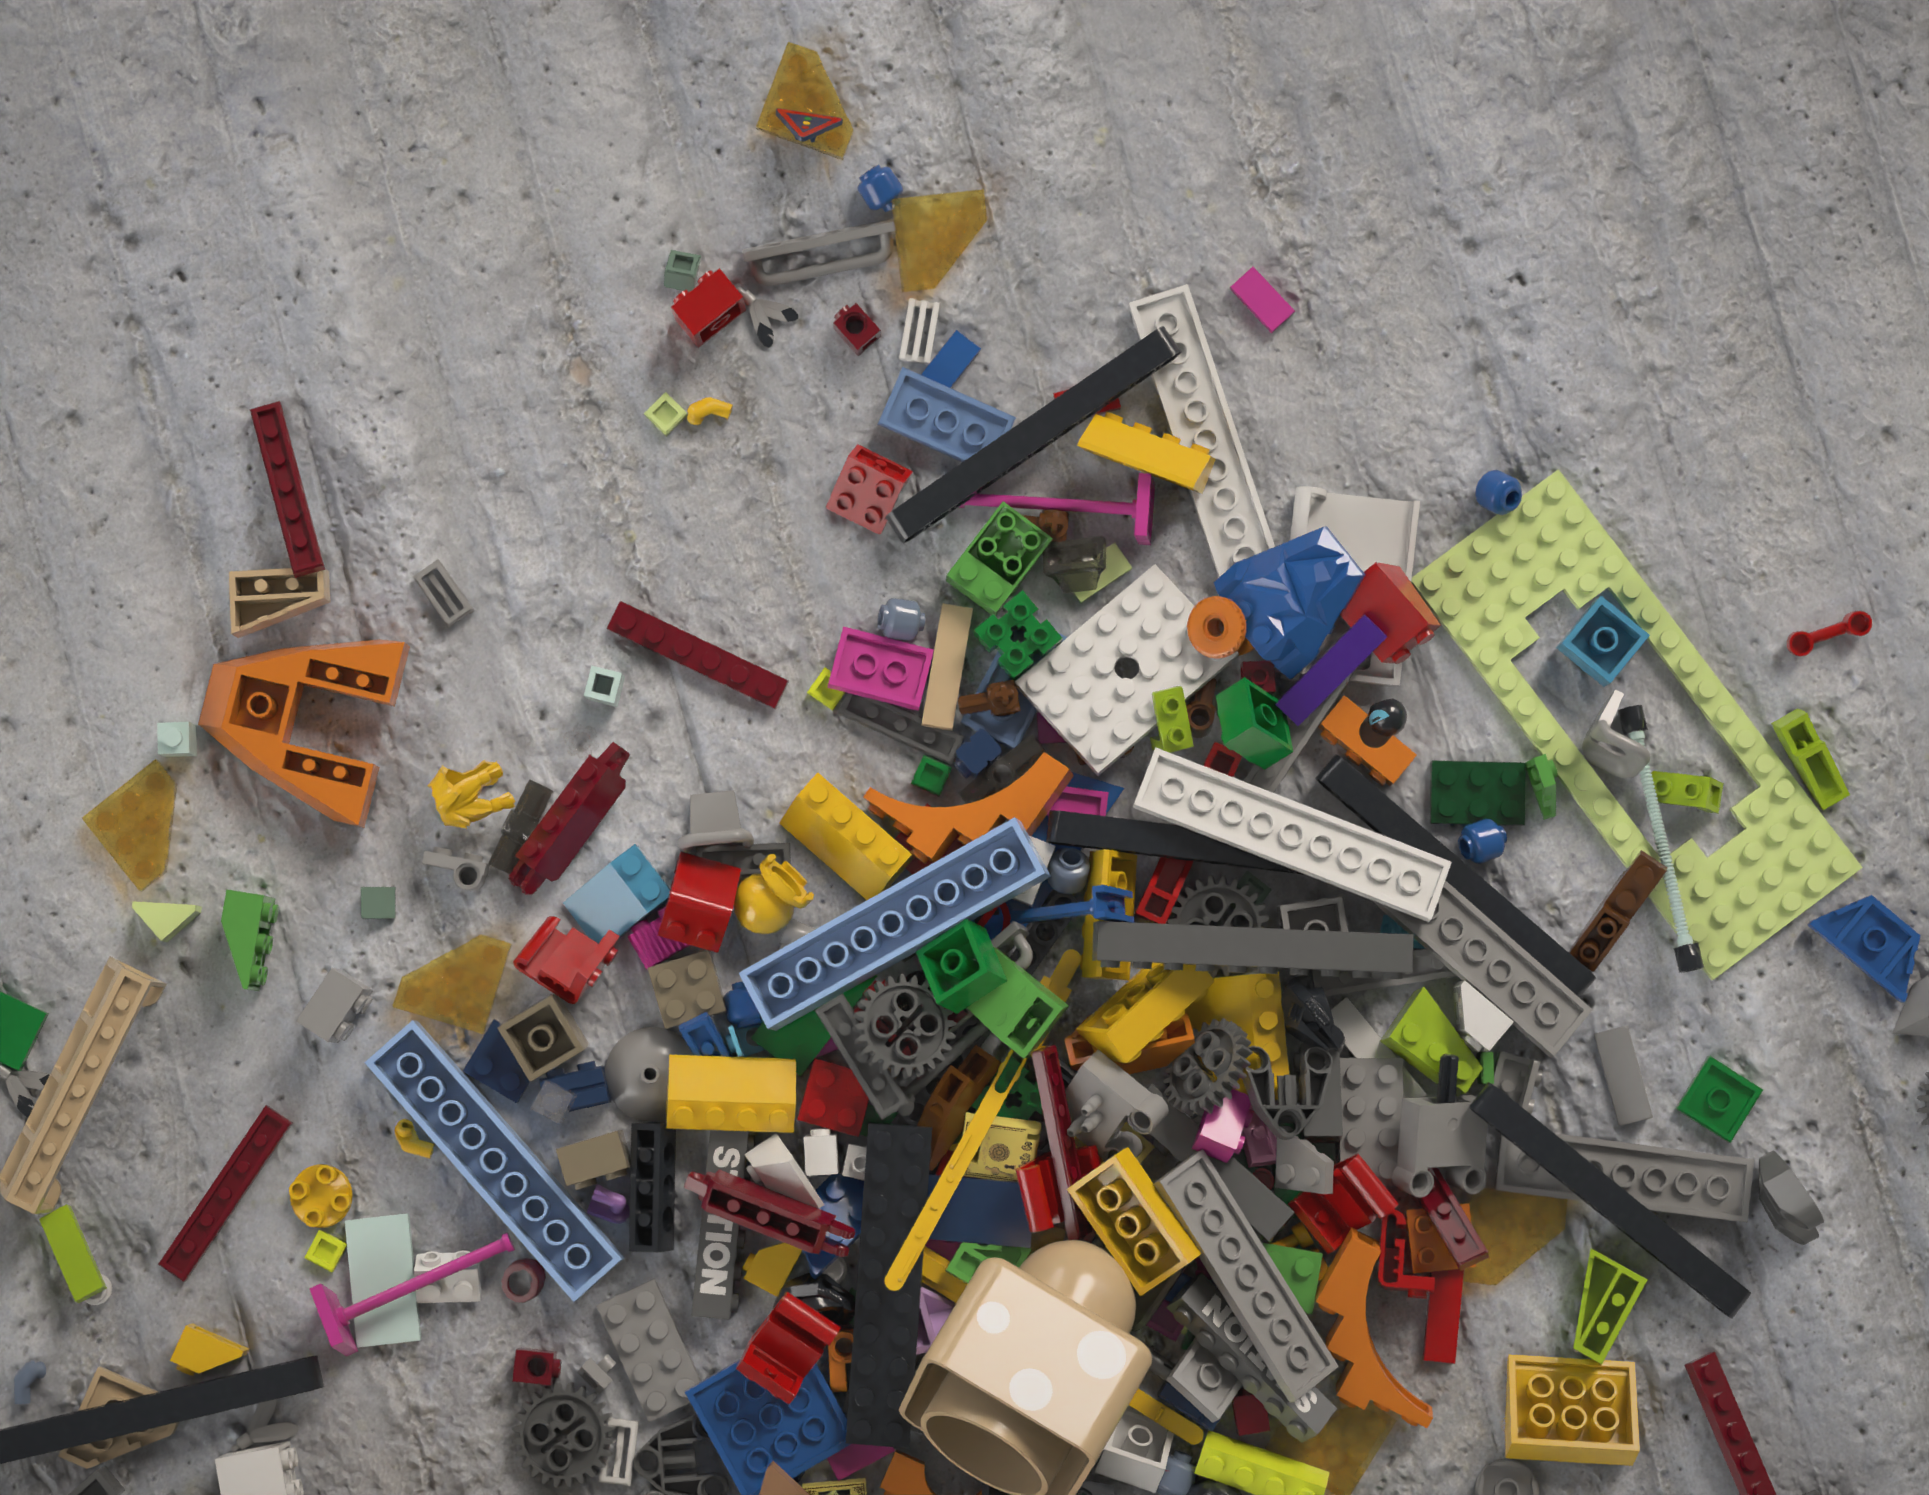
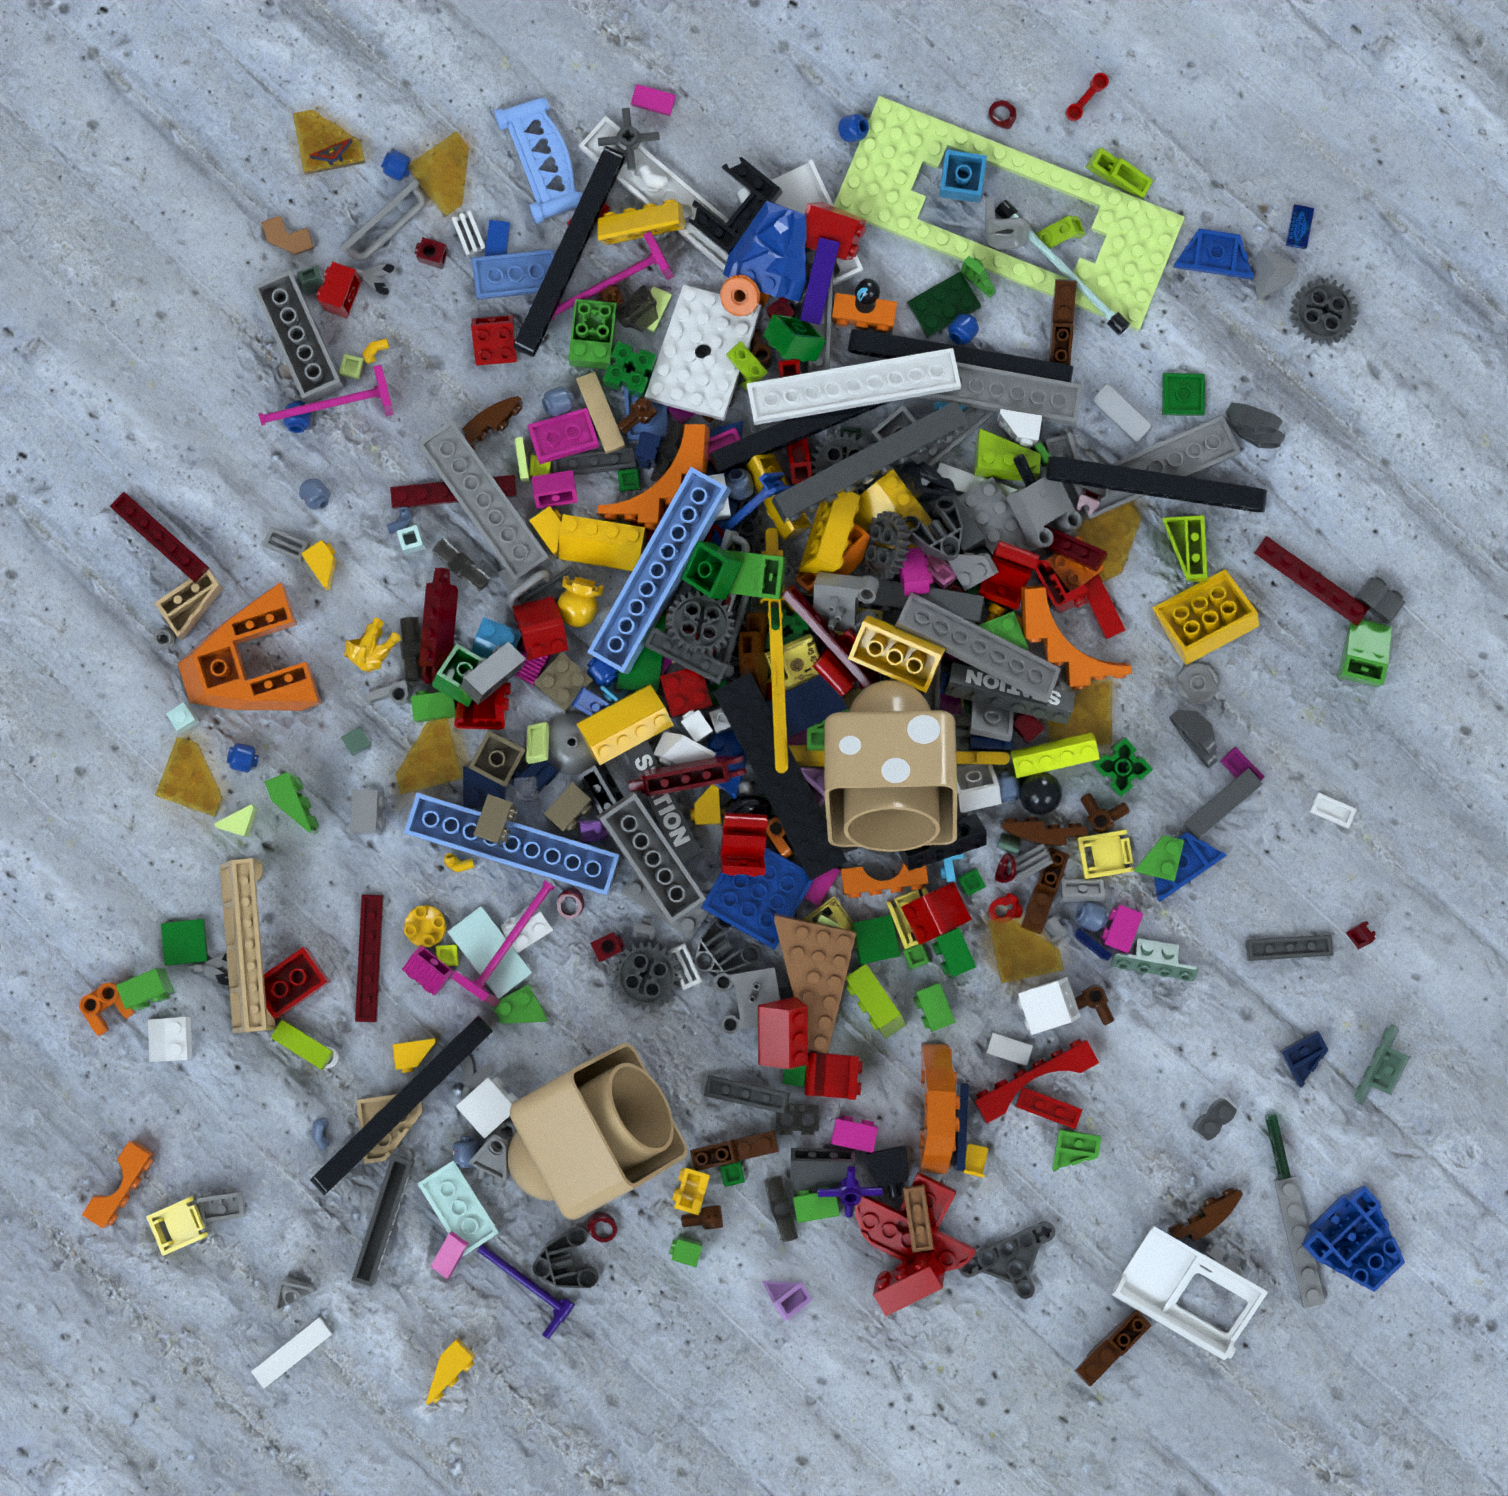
camera: 30 degrees left, 0 degrees up
(109, 1167) = (293, 982): none -> red brick
(206, 621) = (158, 636): none -> light grey plate
(221, 836) = (242, 757): none -> blue head
(288, 1256) = (427, 970): none -> dark pink brick
(378, 1376) = (520, 1007): none -> bright green wing
(474, 646) = (322, 562): none -> yellow slope
(488, 1121) = (495, 820): none -> dark tan brick
(504, 918) = (432, 706): none -> bright green brick
(518, 551) = (314, 494): none -> sand blue head
(556, 438) = (297, 423): none -> blue head
(562, 904) = (450, 674): none -> green brick
(600, 926) = (492, 672): none -> brick
(606, 1048) = (537, 742): none -> yellowish green tile
(610, 654) = (403, 520): none -> sand blue arm
(620, 336) = (298, 336): none -> light grey brick
(649, 756) = (461, 565): none -> clear smoke piece
(658, 1290) = (651, 857): none -> light grey brick
(680, 470) = (379, 391): none -> dark pink tile
(688, 209) = (294, 243): none -> medium nougat tile
(726, 692) = (483, 500): none -> light grey plate
(789, 776) = (548, 526): none -> yellow slope
(805, 590) = (491, 418): none -> reddish brown slope
(809, 667) = (522, 459): none -> yellowish green tile
(827, 732) = (554, 489): none -> dark pink brick
(1071, 223) = (518, 120): none -> light blue piece
(1196, 405) = (652, 180): none -> white arm
(1202, 322) = (636, 138): none -> dark grey bar
(1252, 537) = (761, 190): none -> black wedge
(1511, 1166) = (1089, 498): none -> tile
(1703, 605) = (1008, 123): none -> dark red piece

